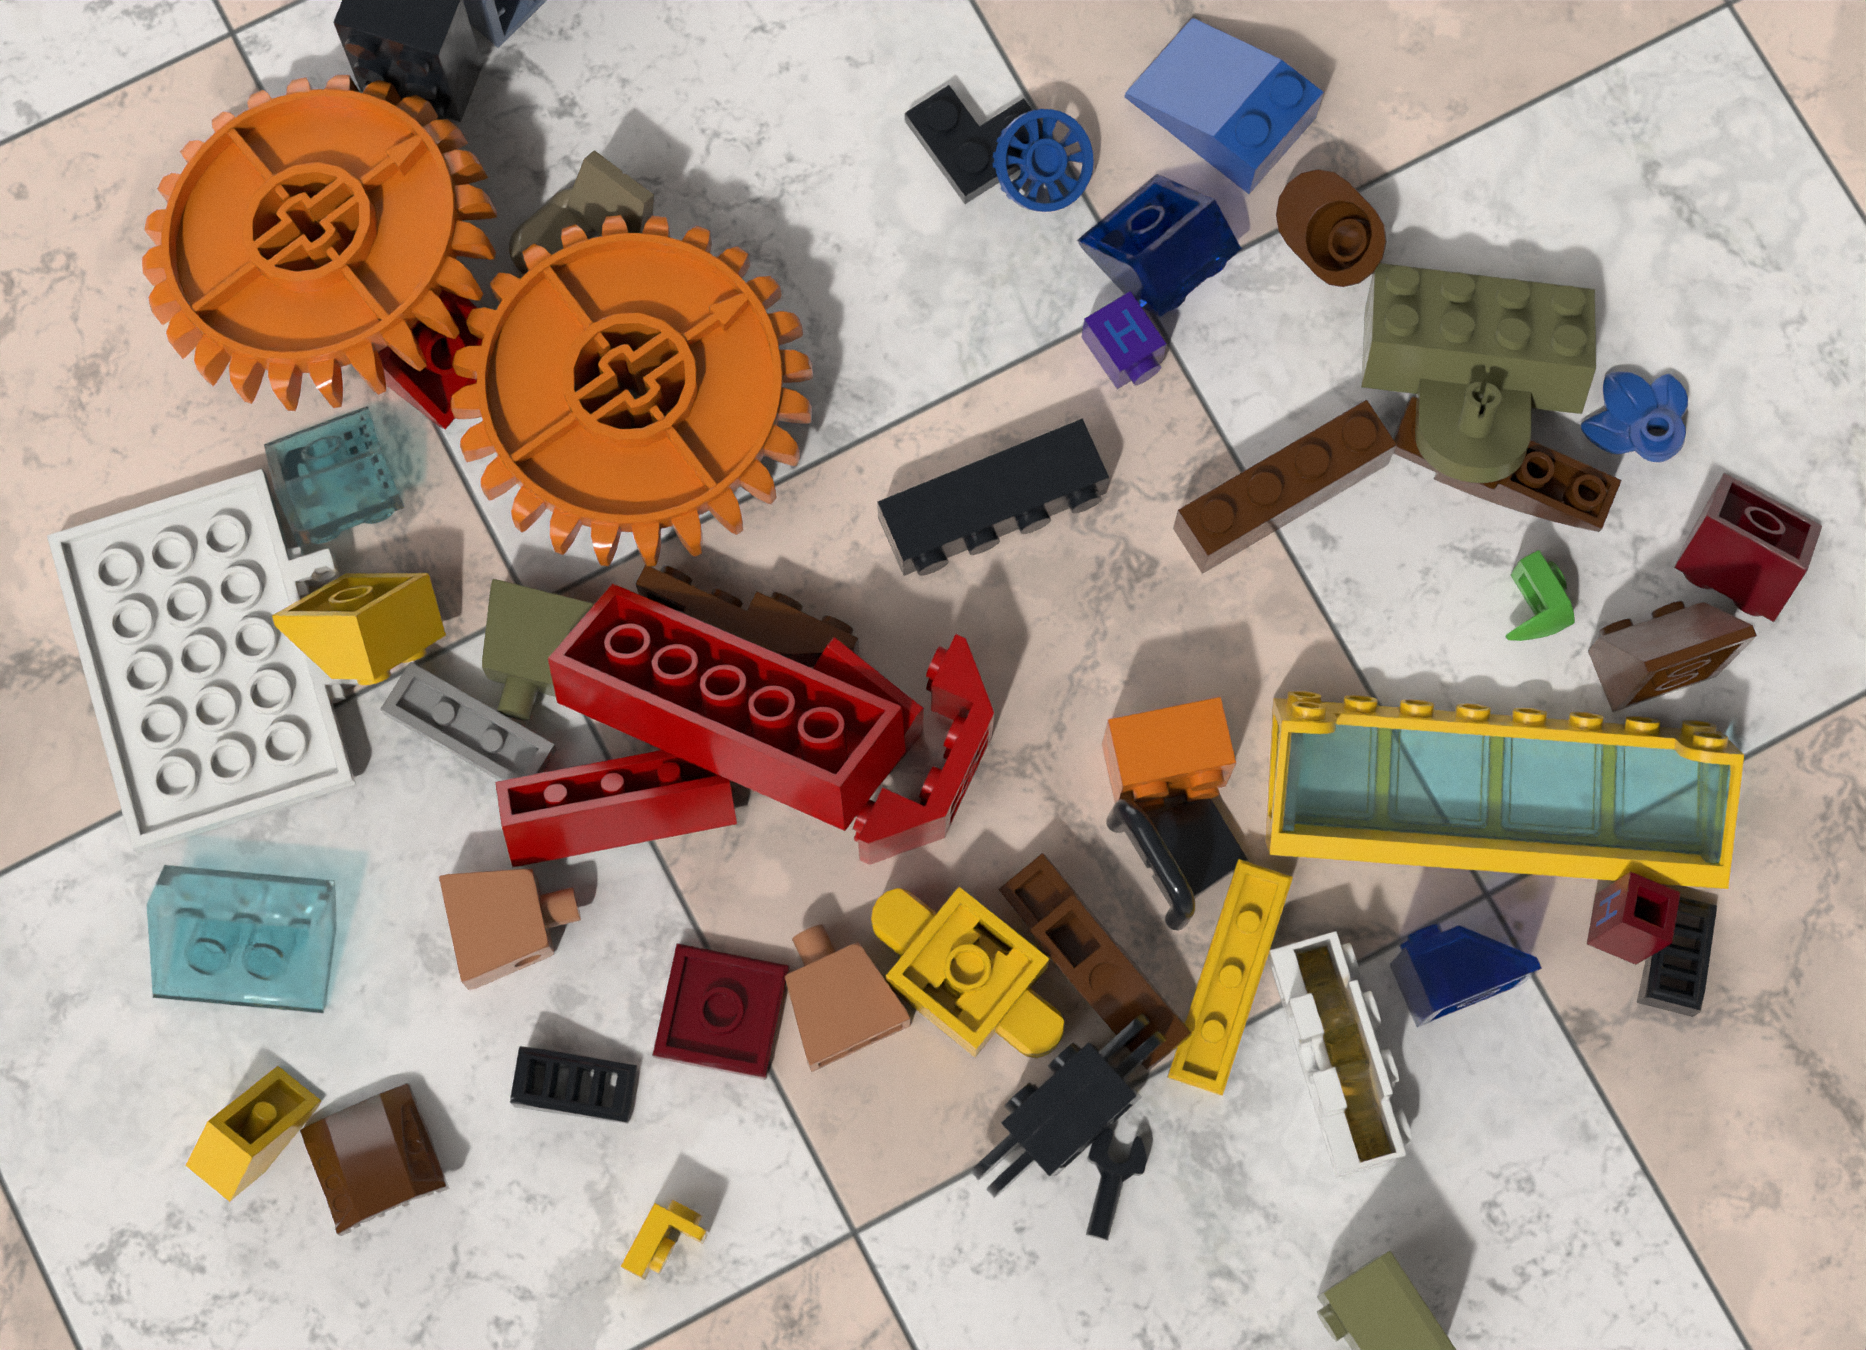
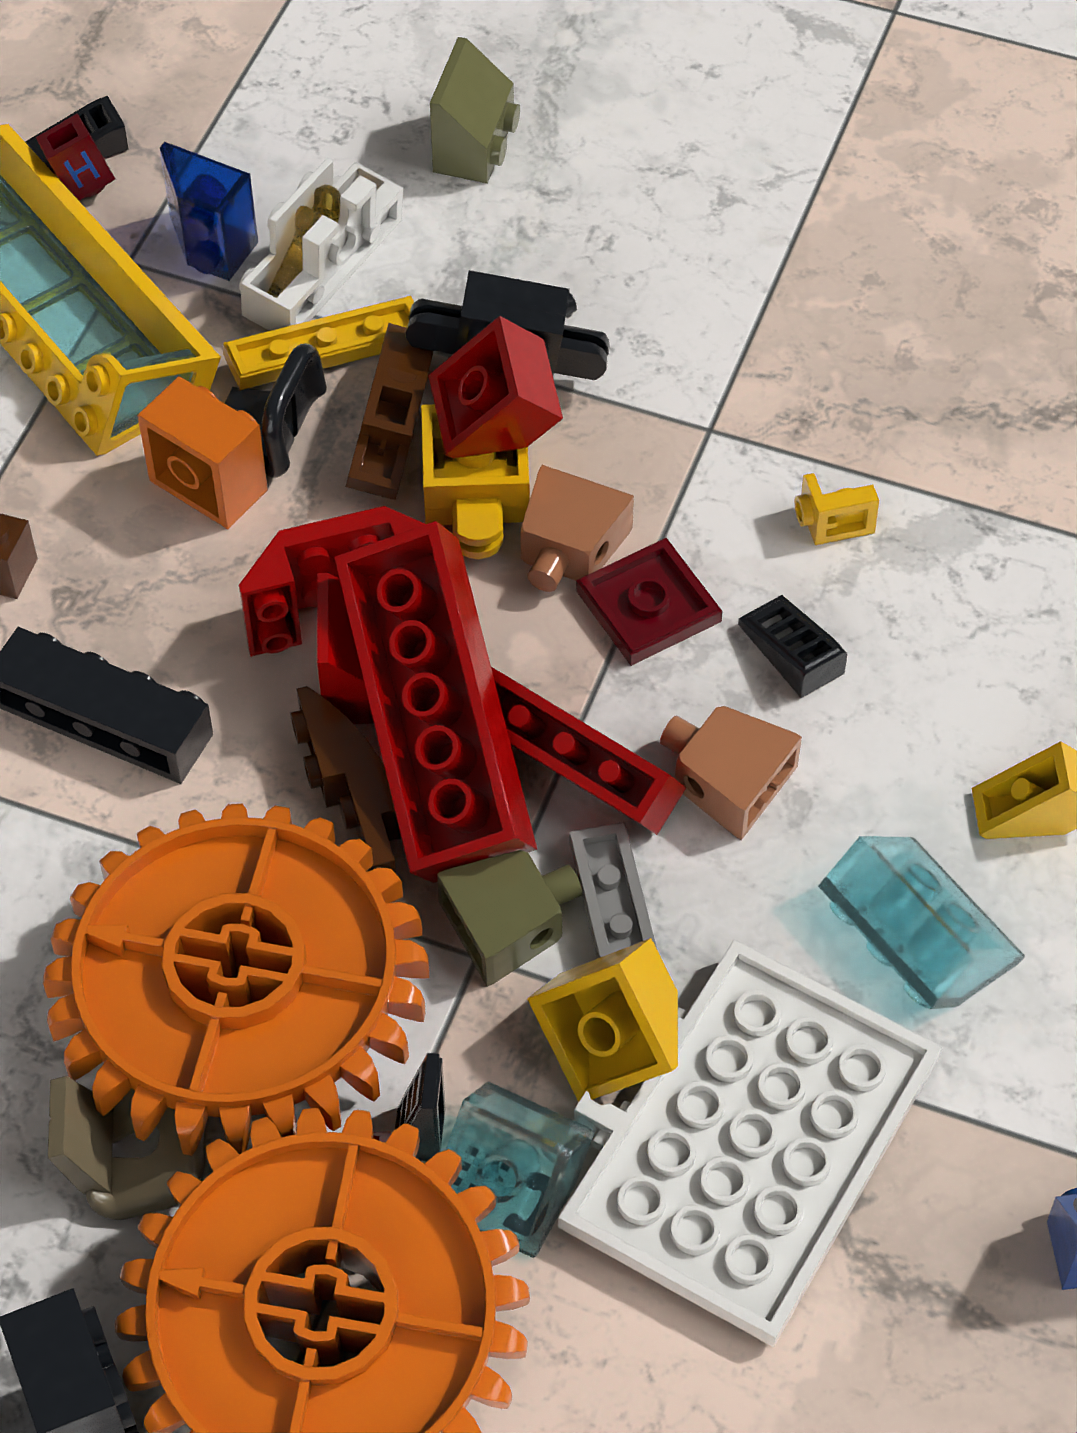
camera: 130 degrees left, 20 degrees down
(374, 1157) = (975, 708): reddish brown slope -> none
(421, 442) = (425, 1106): none -> black slope
(987, 1011) = (495, 392): none -> red slope

